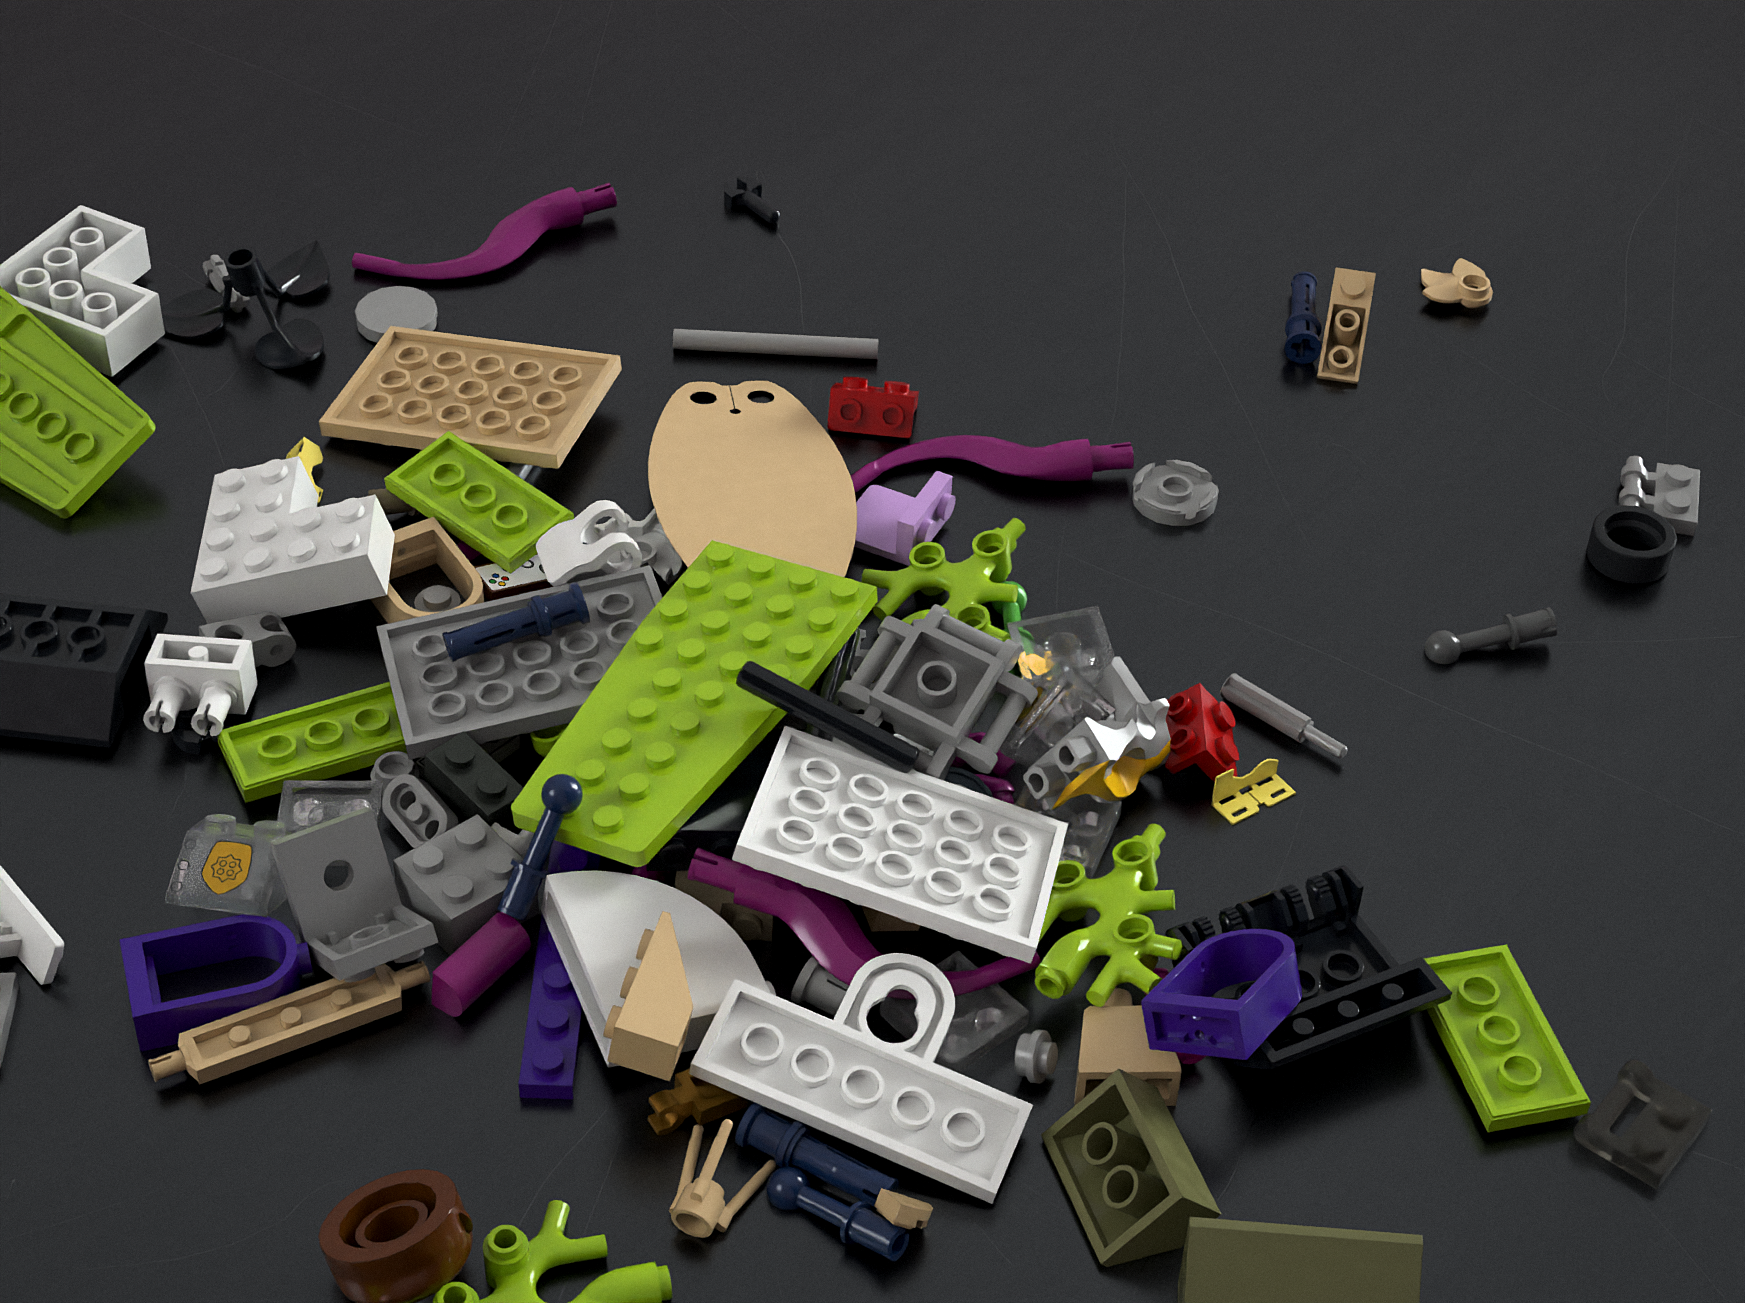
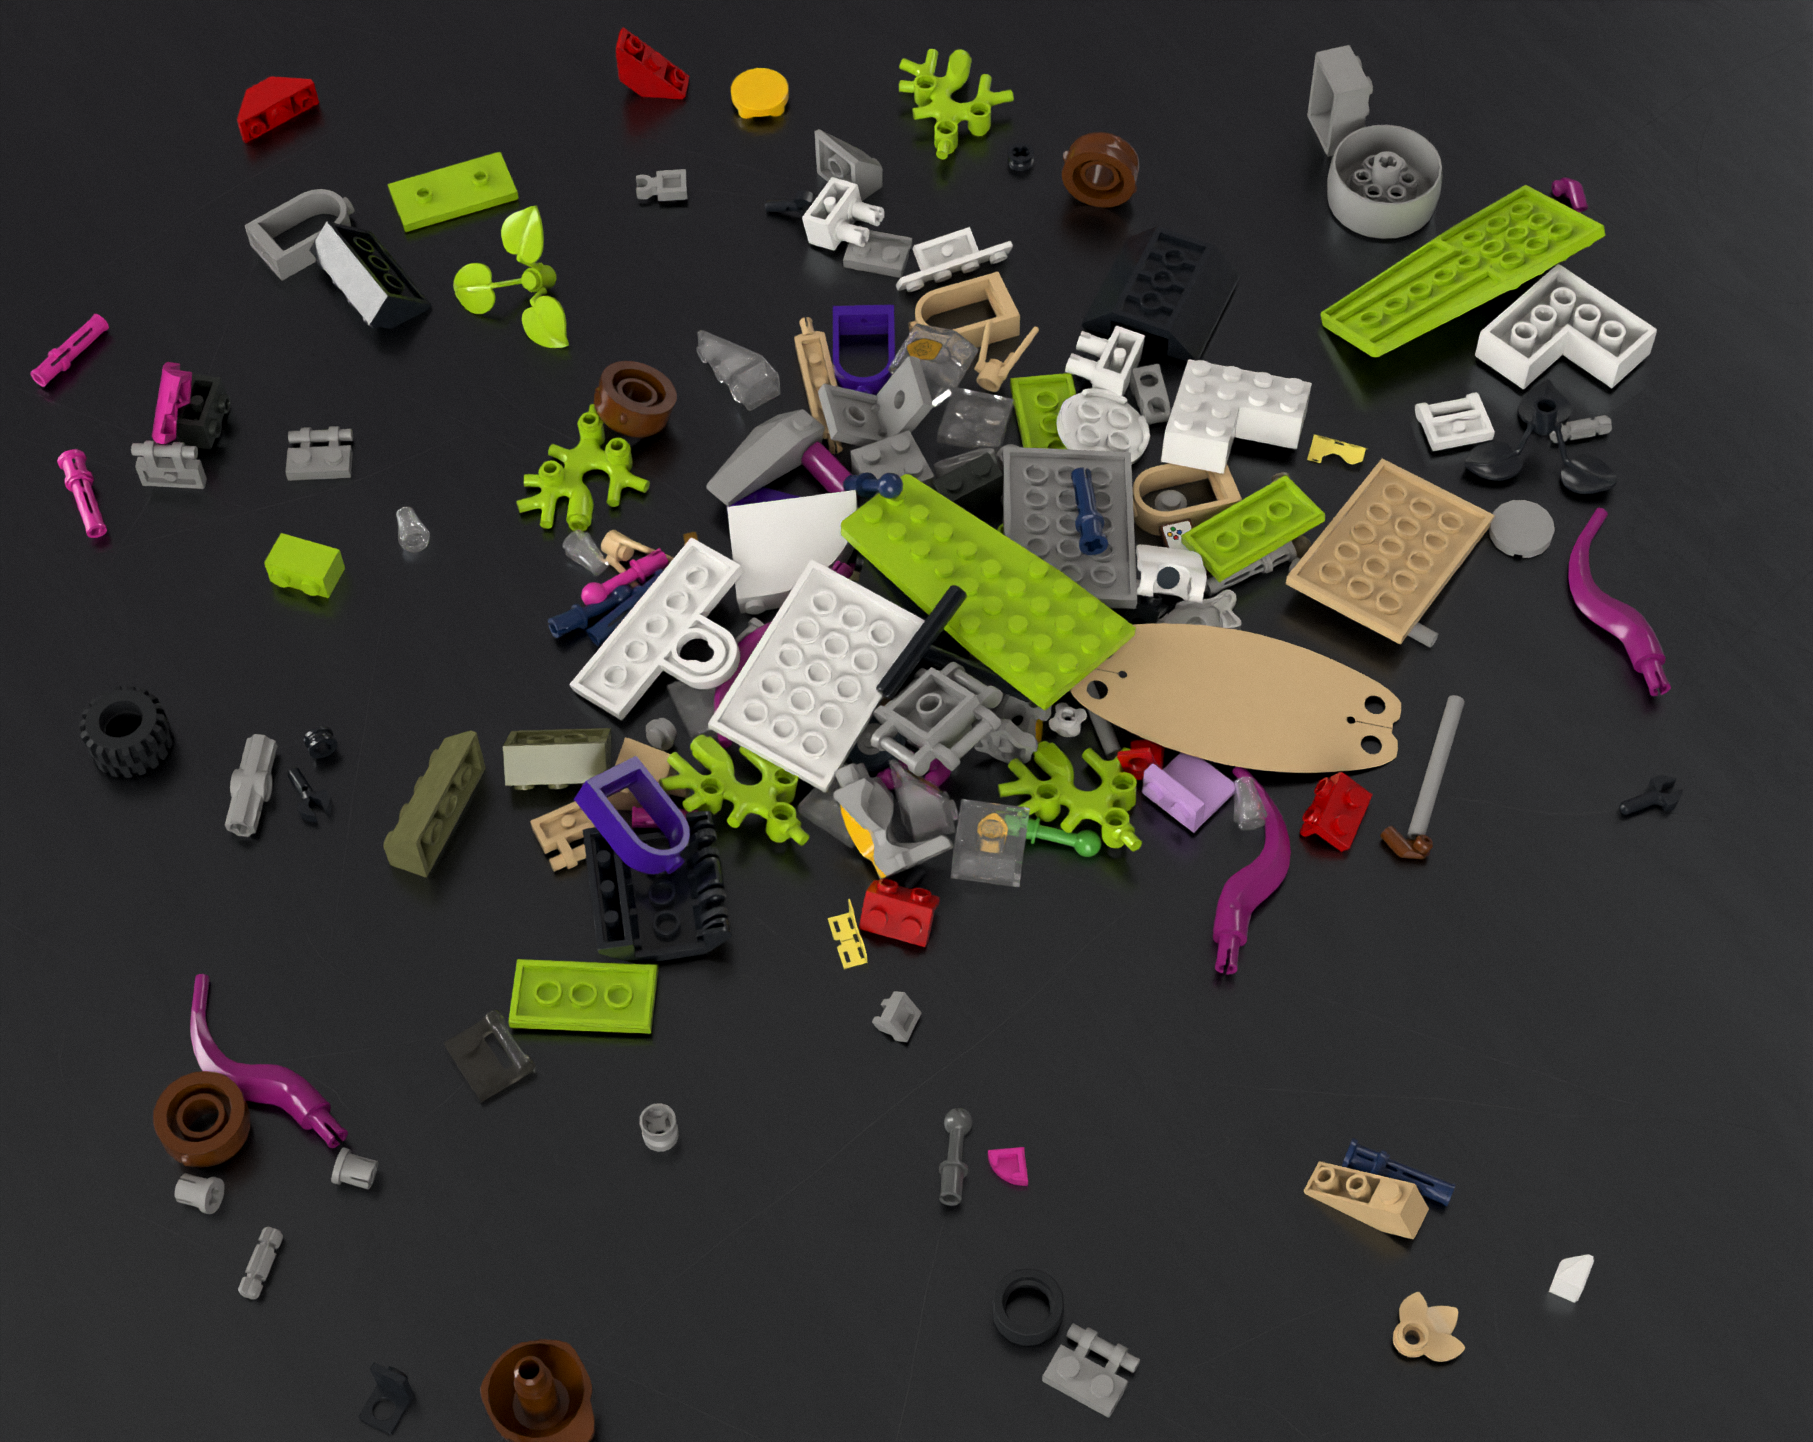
camera: 110 degrees right, 15 degrees up
(94, 828) = (971, 291): none -> tan window
(240, 803) = (995, 372): none -> tan plant
(246, 369) = (1455, 428): none -> white plate
(283, 1127) = (744, 371): none -> clear slope
(320, 681) = (1102, 423): none -> white tile
(451, 1035) = (766, 455): none -> light grey wedge
(657, 1007) = (728, 521): tan slope -> none
(721, 1254) = (584, 551): none -> clear cone
(804, 1212) = (640, 569): none -> dark pink pin
(874, 554) = (1142, 755): none -> red bracket
(894, 351) = (1406, 848): none -> reddish brown arm
(899, 467) = (1248, 806): none -> clear cone
(903, 1210) = (572, 635): tan tile -> none
(1174, 493) = (1186, 996): light grey tile -> none
(1240, 1129) = (559, 829): none -> tan plate
(1278, 714) = (916, 976): light grey axle -> none
(1344, 200) = (1572, 1277): none -> white slope
(1347, 709) = (898, 1016): none -> light grey tile
(1468, 594) = (1009, 1165): none -> dark pink tile
(1634, 901) = (659, 1119): none -> light grey wheel

